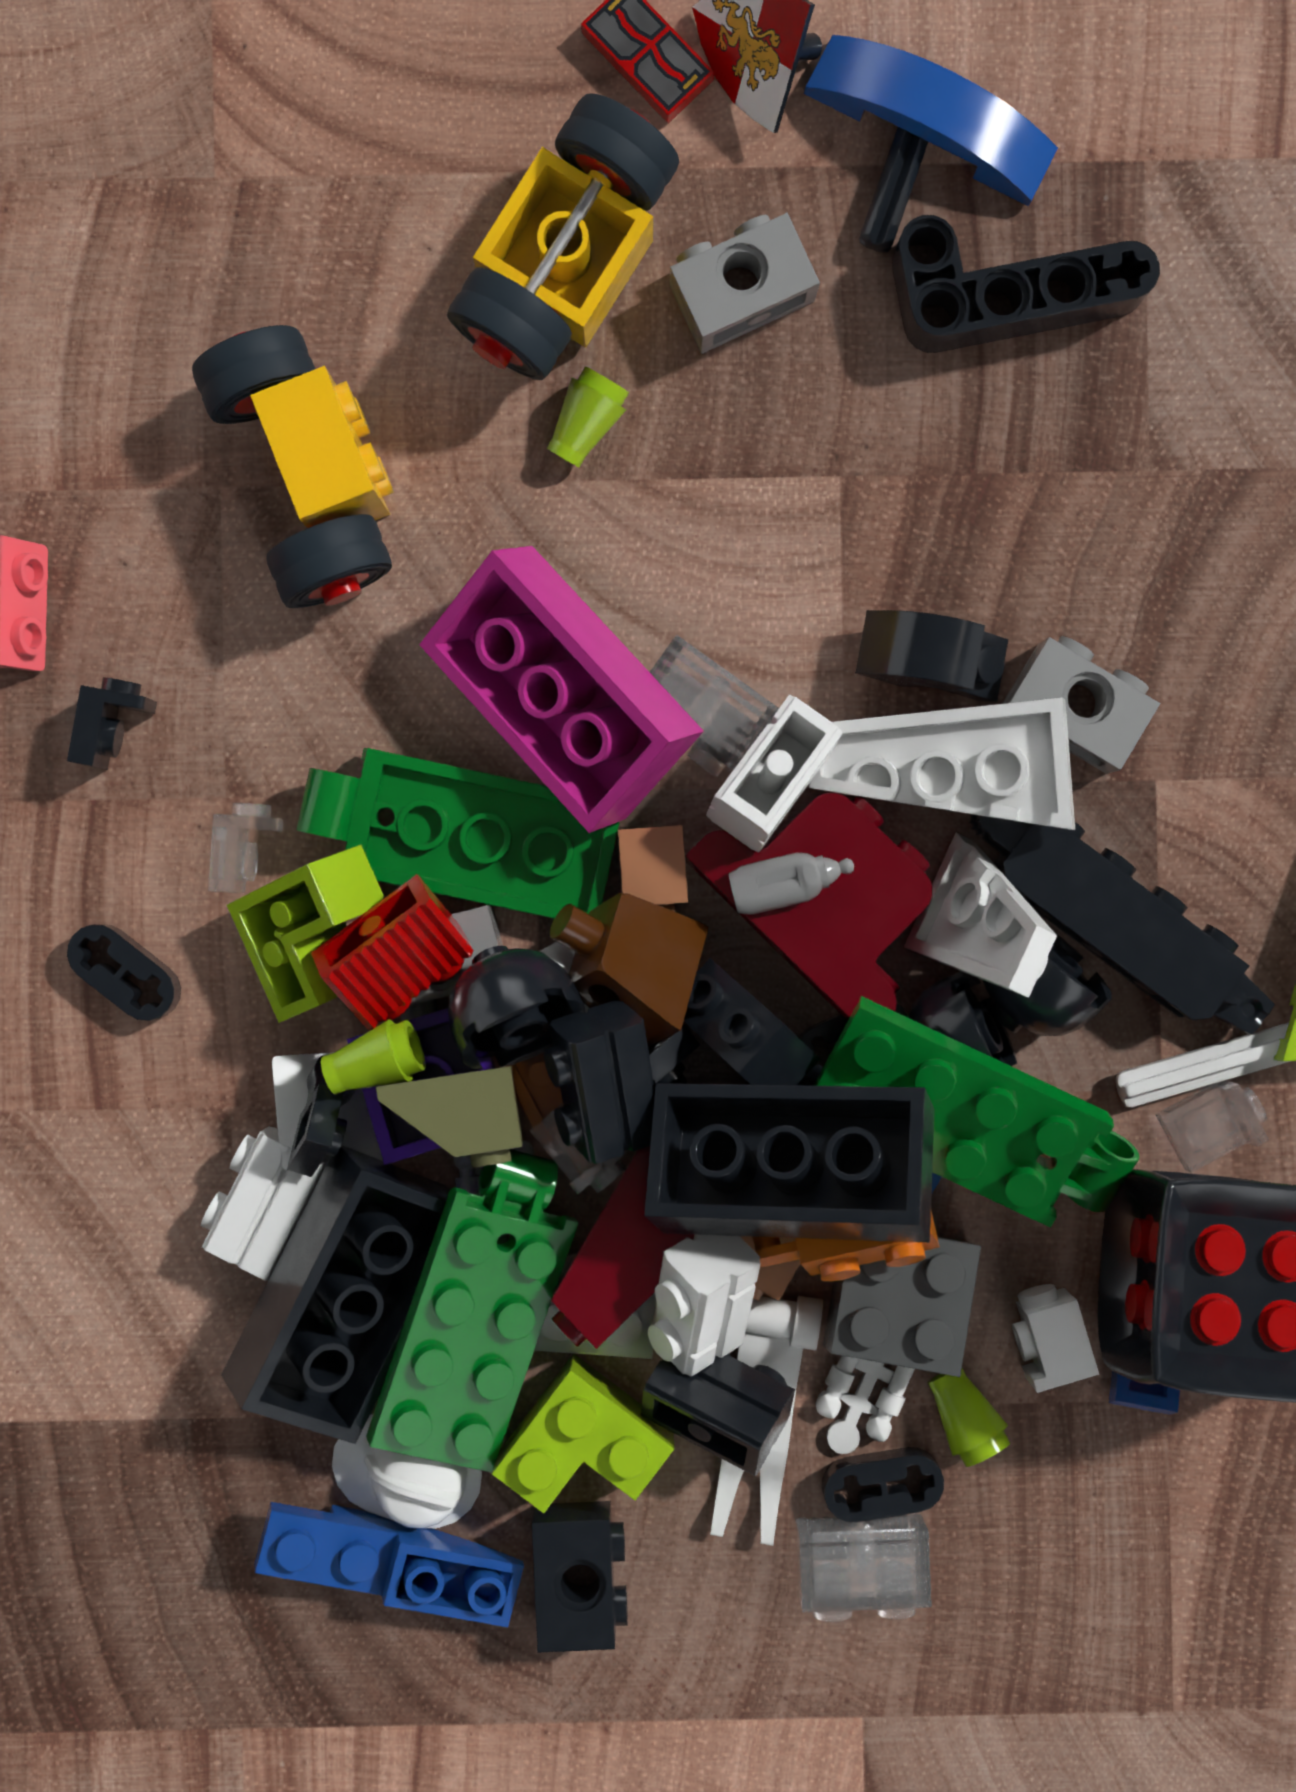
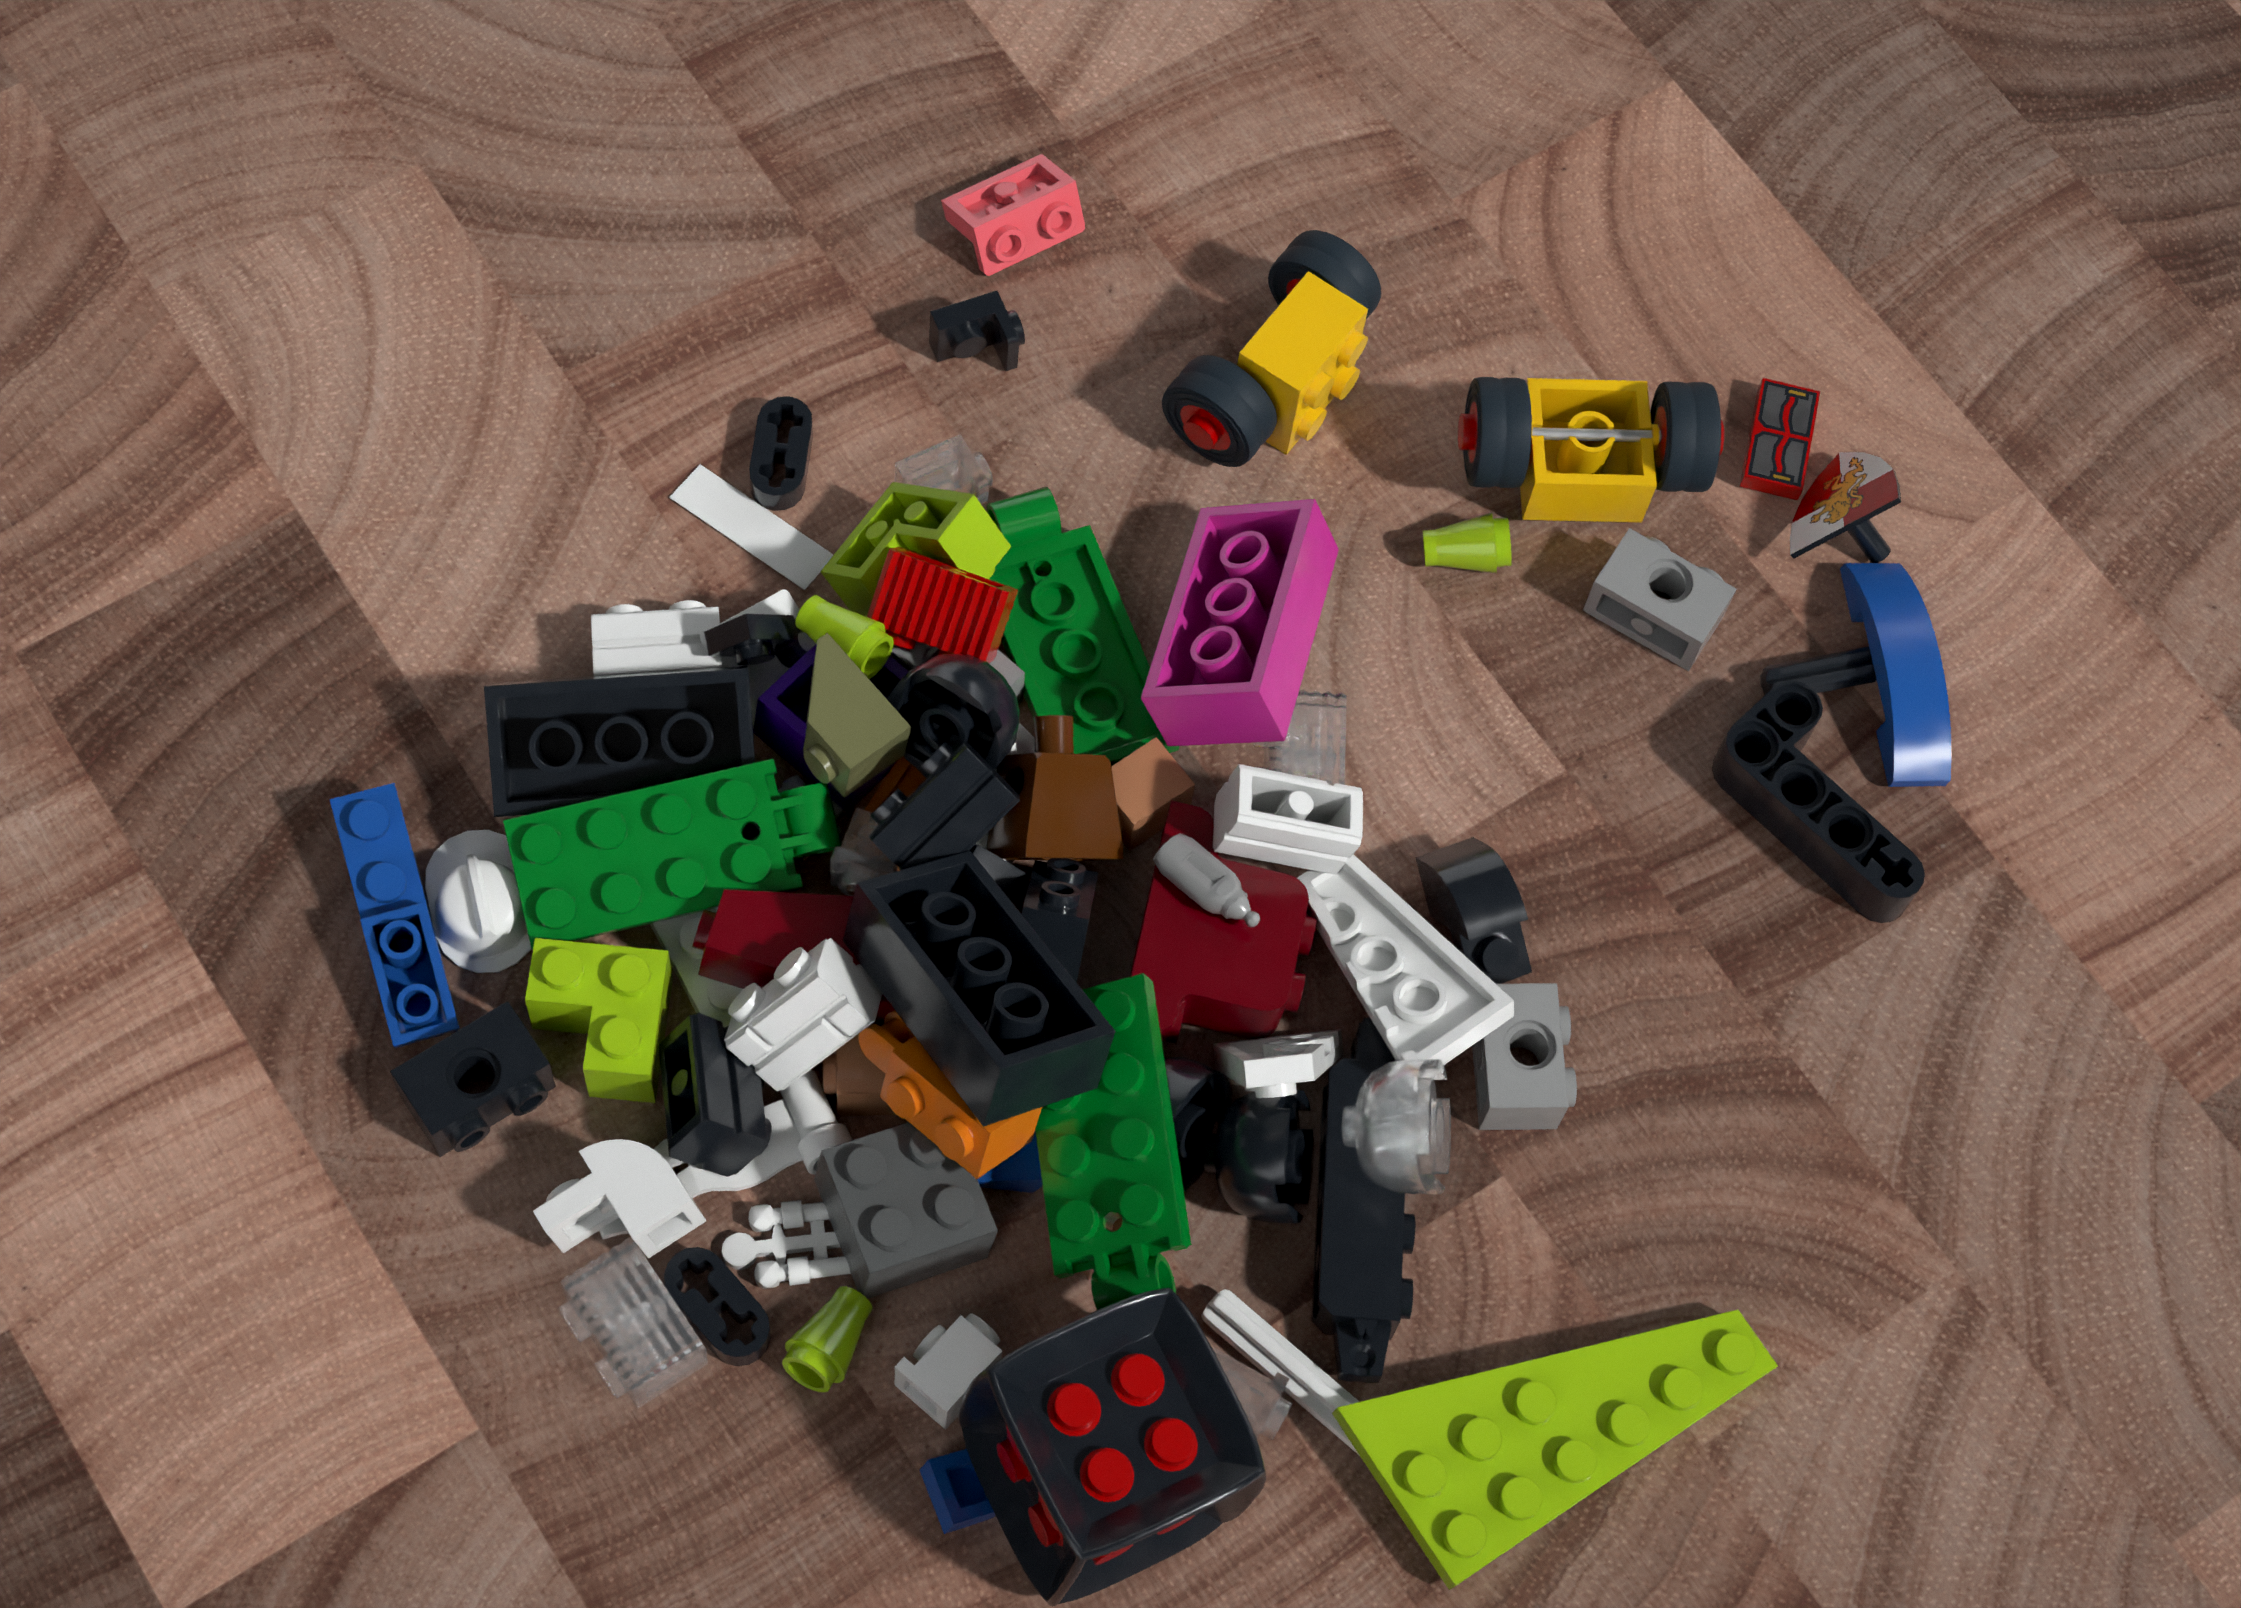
camera: 50 degrees right, 25 degrees down
(180, 1037) = (752, 526): none -> white sticker
(763, 1515) = (625, 1184): none -> white brick
(1113, 869) = (1402, 1126): none -> clear cylinder

